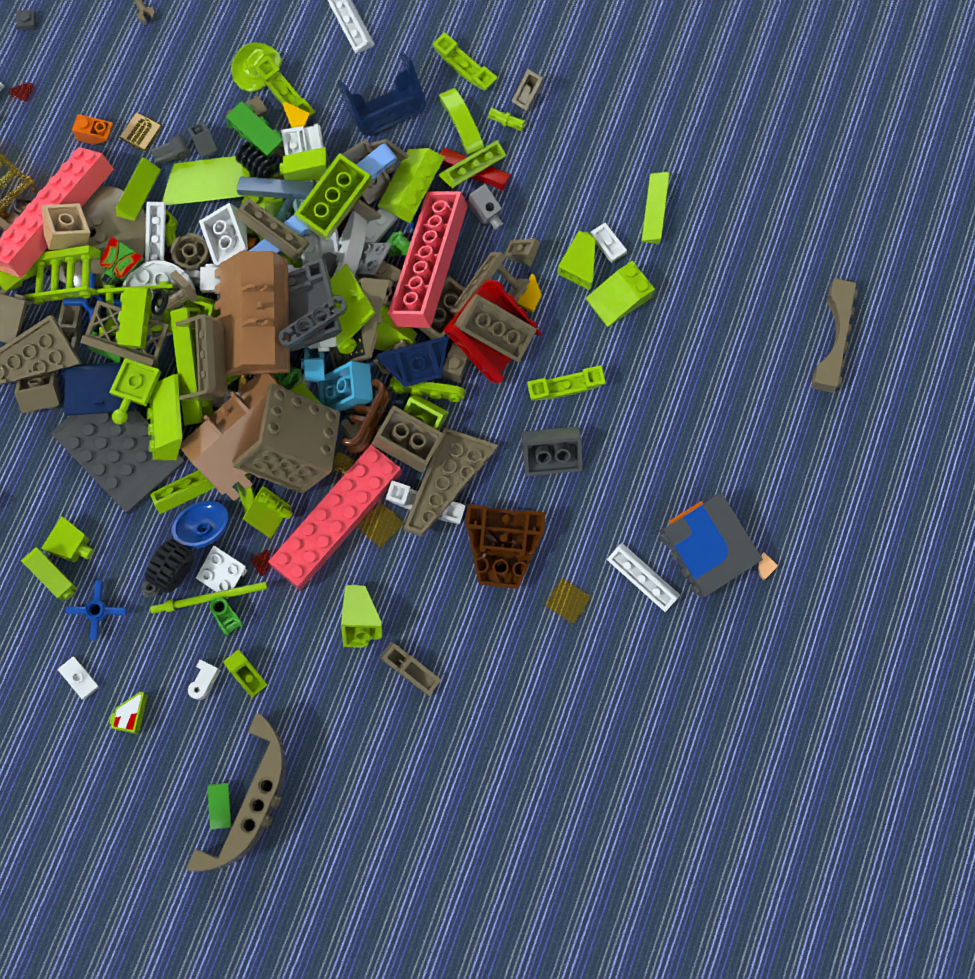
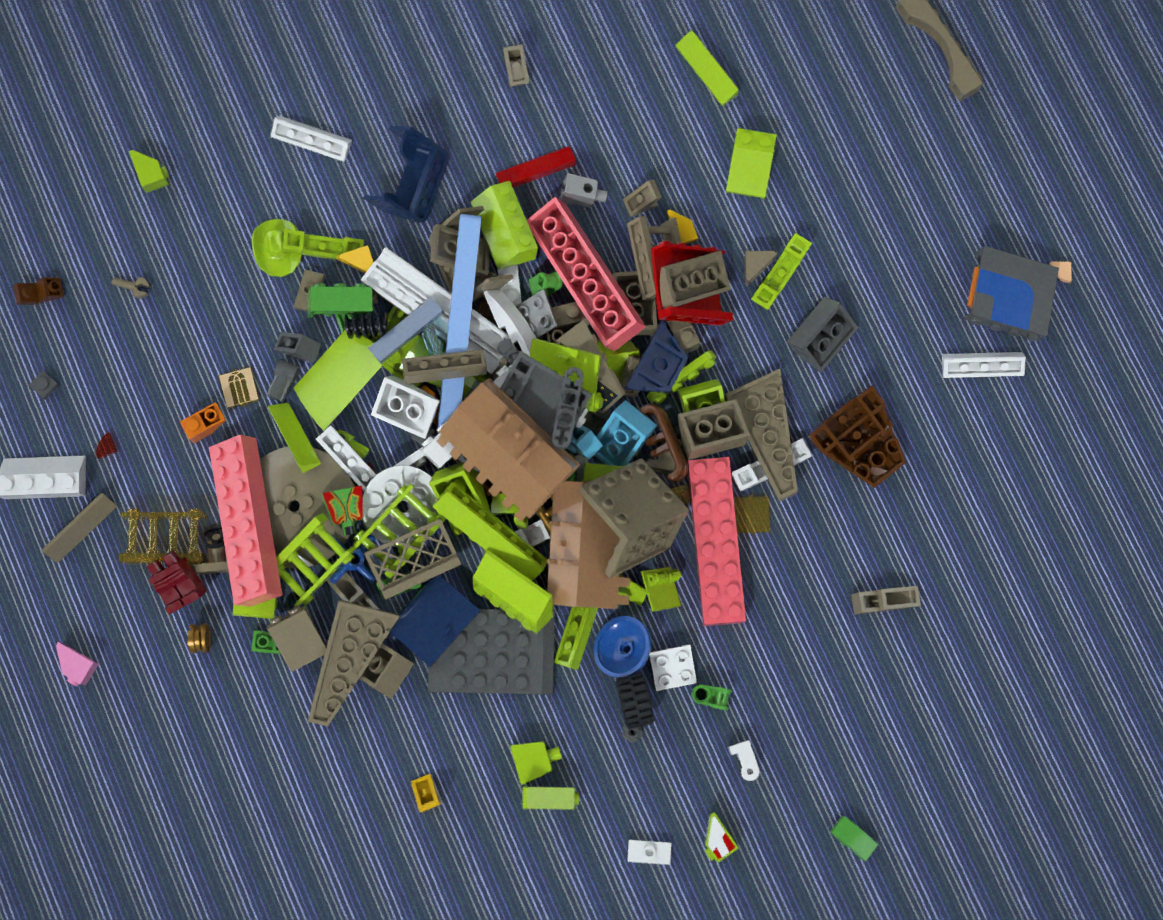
camera: 40 degrees left, 5 degrees up
(64, 226) = (276, 520): tan slope -> none
(88, 609) = (617, 796): blue bar -> none
(133, 384) = (461, 591): lime plate -> none
(134, 318) = (410, 539): lime brick -> none
(170, 302) = (425, 492): dark tan piece -> none
(171, 605) = (661, 729): lime bar -> none
(190, 252) = (390, 446): dark tan cylinder -> none
(209, 357) = (512, 511): dark tan windscreen -> none
(240, 839) = (898, 845): dark tan slope -> none
(245, 673) = (770, 723): lime slope -> none
(261, 562) = (694, 630): clear red tile -> none
(305, 165) = (415, 290): lime slope -> none
(333, 197) = (470, 295): lime brick -> none
(359, 618) = (812, 598): lime slope -> none
(462, 63) = (441, 91): lime slope -> none
(462, 120) = (486, 136): lime slope -> none
(473, 164) = (535, 165): lime slope -> none
(506, 119) = (521, 104): lime pin -> none
(554, 363) = (755, 263): none -> dark tan slope
(567, 601) = (946, 436): clear yellow piece -> none
(579, 260) = (694, 165): lime slope -> none
(608, 242) = (700, 130): white plate -> none

